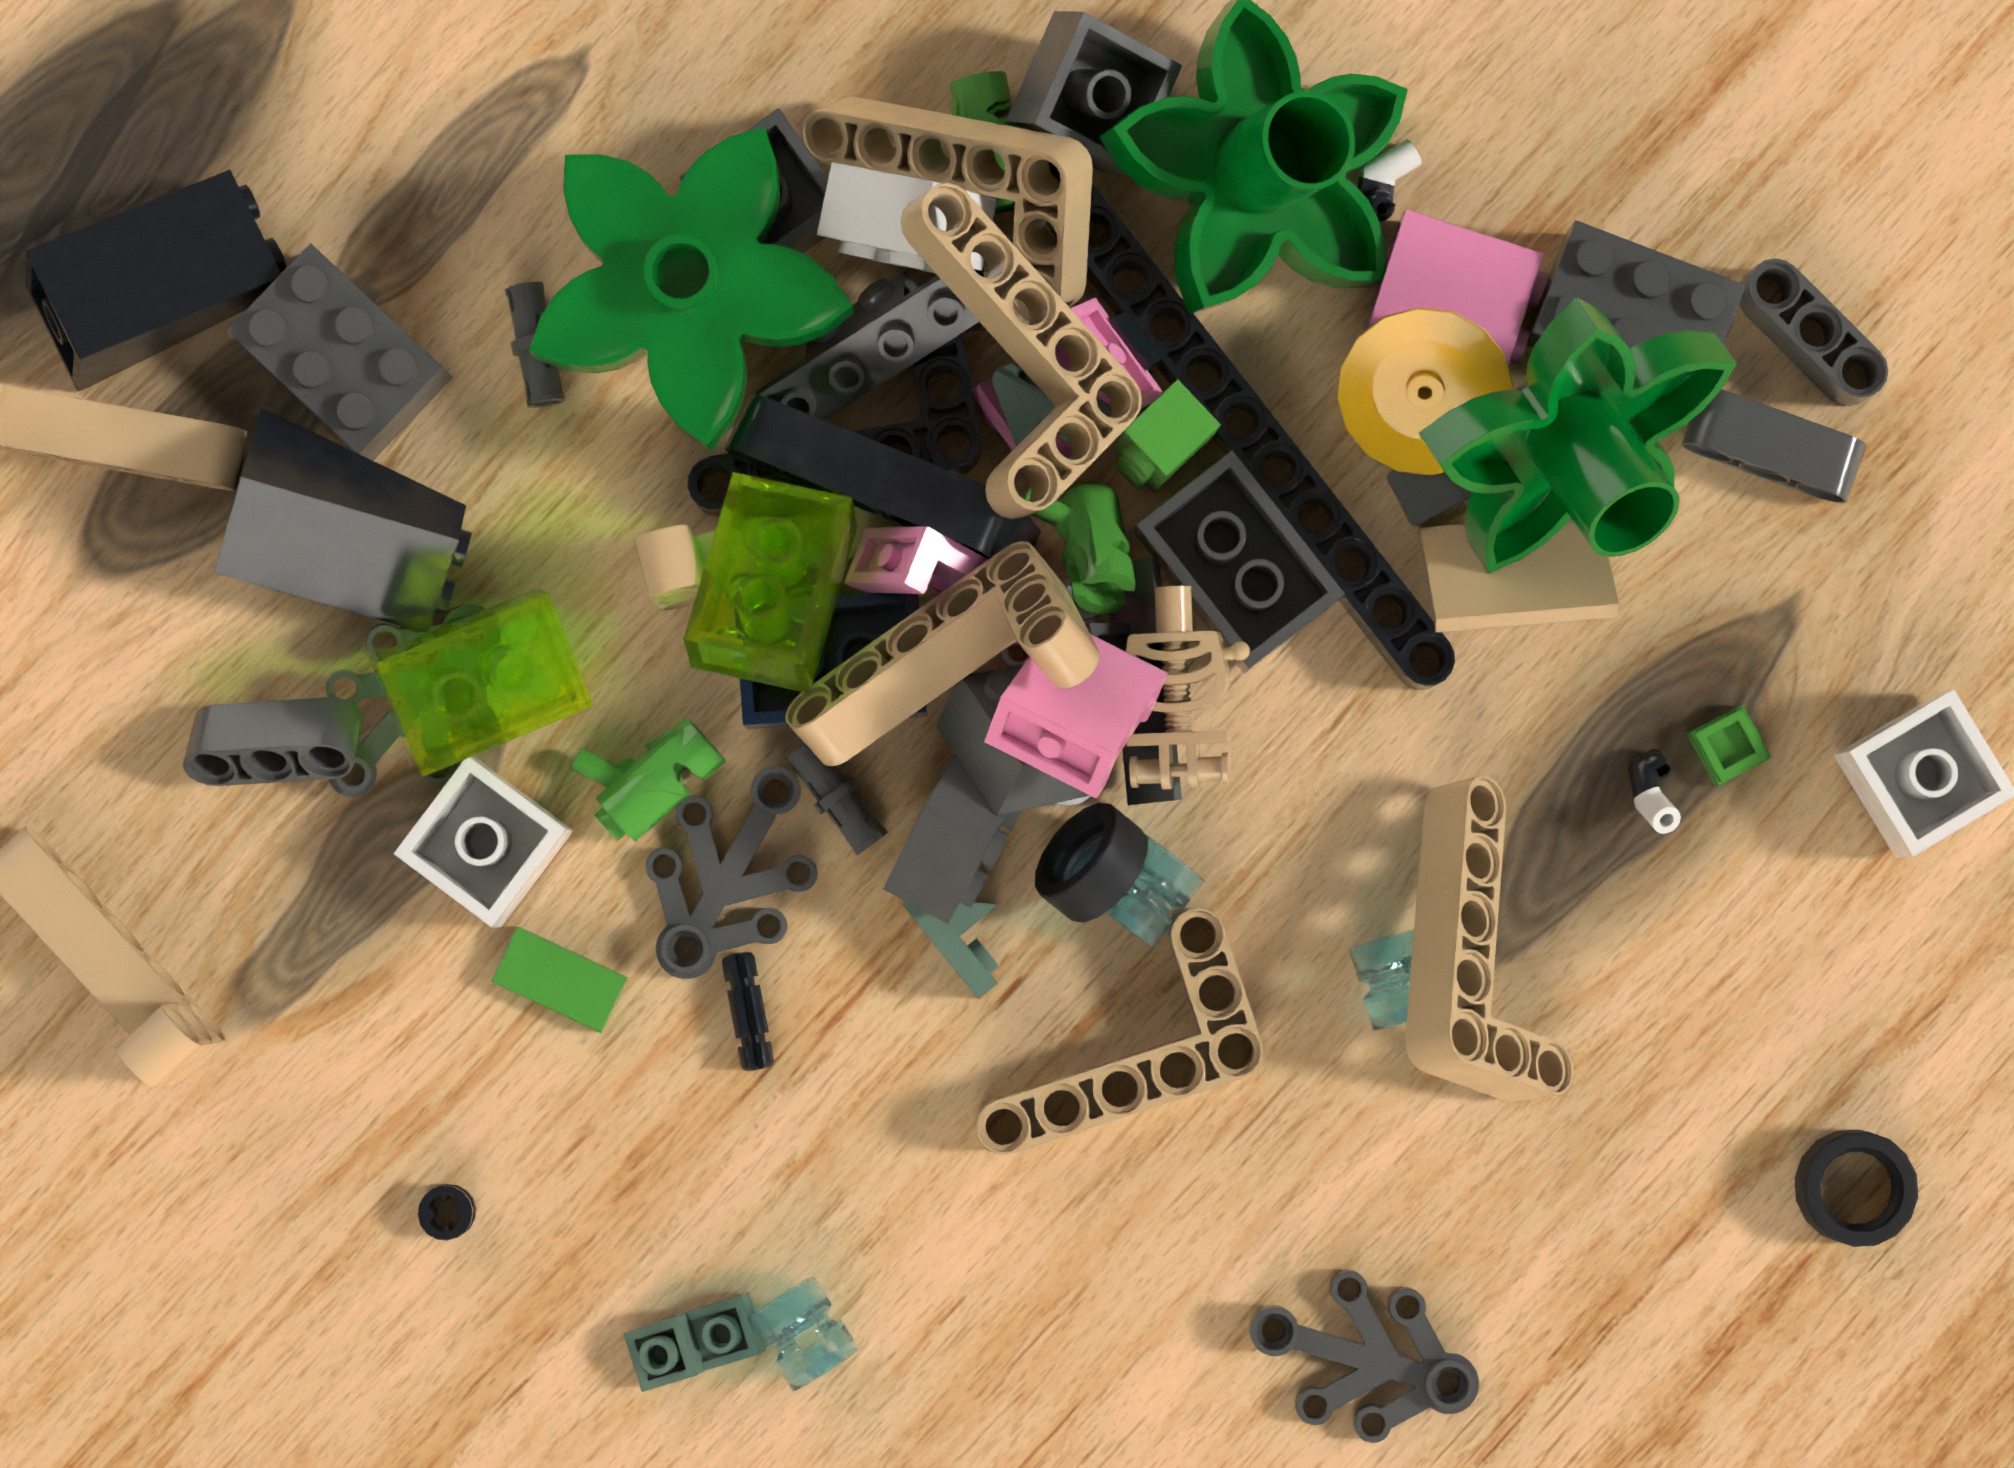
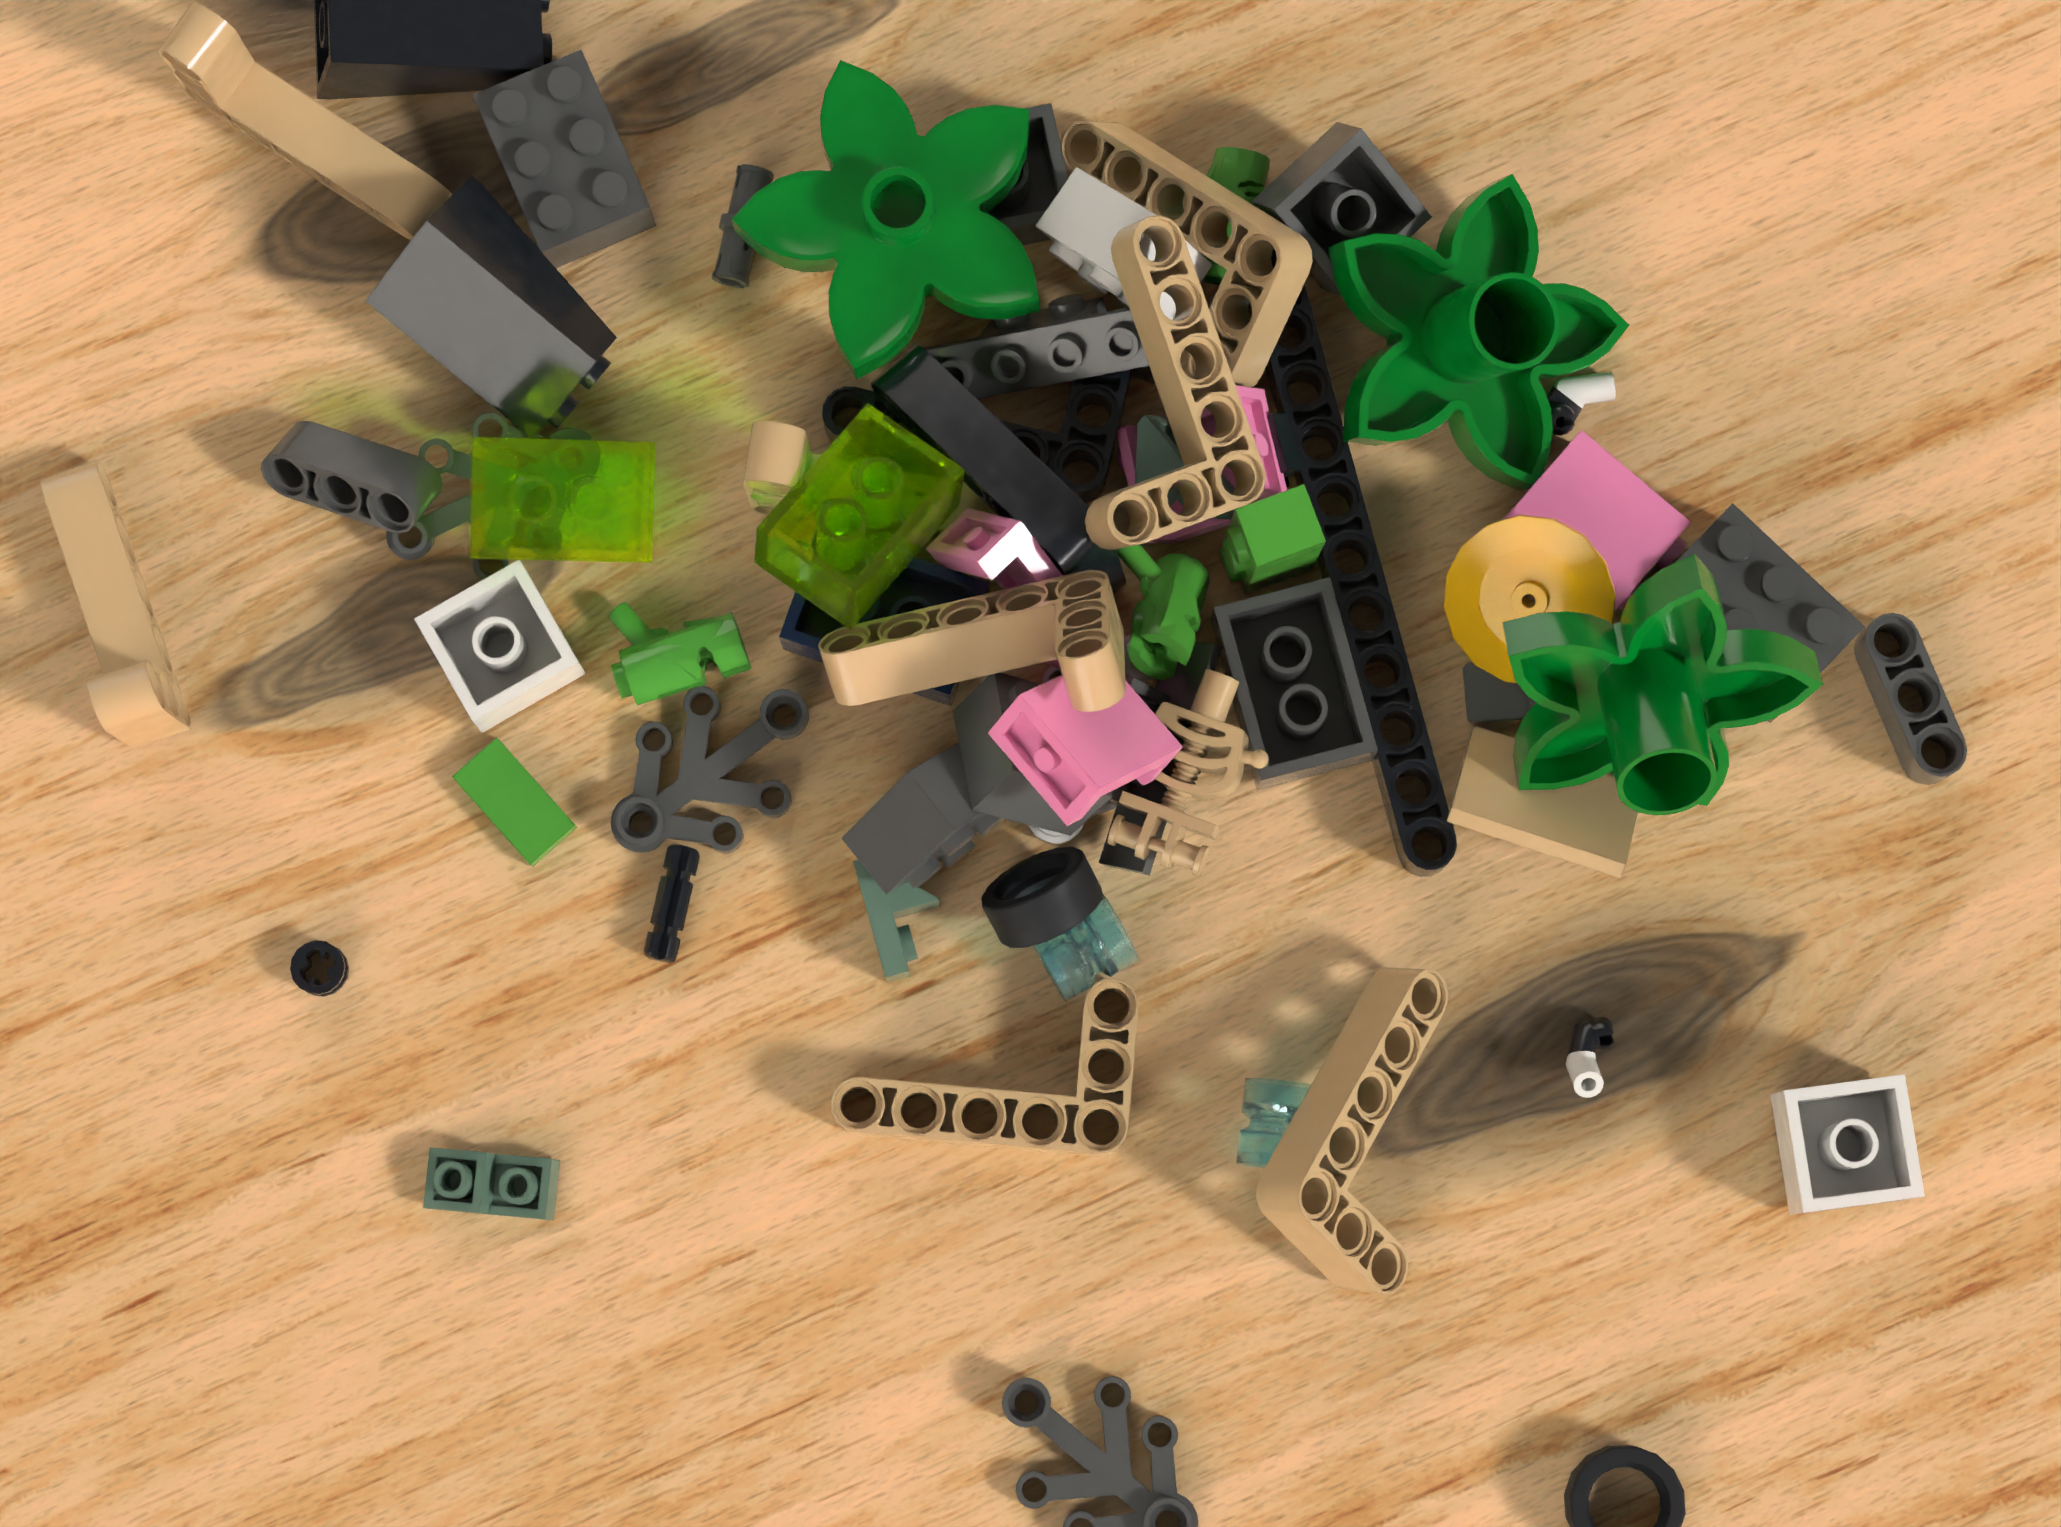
camera: 25 degrees right, 5 degrees down
(791, 1315) = (591, 1194): clear light blue wheel -> none
(838, 799) = (837, 744): dark grey pin -> none
(1728, 745) = (1676, 1044): bright green tile -> none
(1776, 446) = (1833, 787): dark grey beam -> none

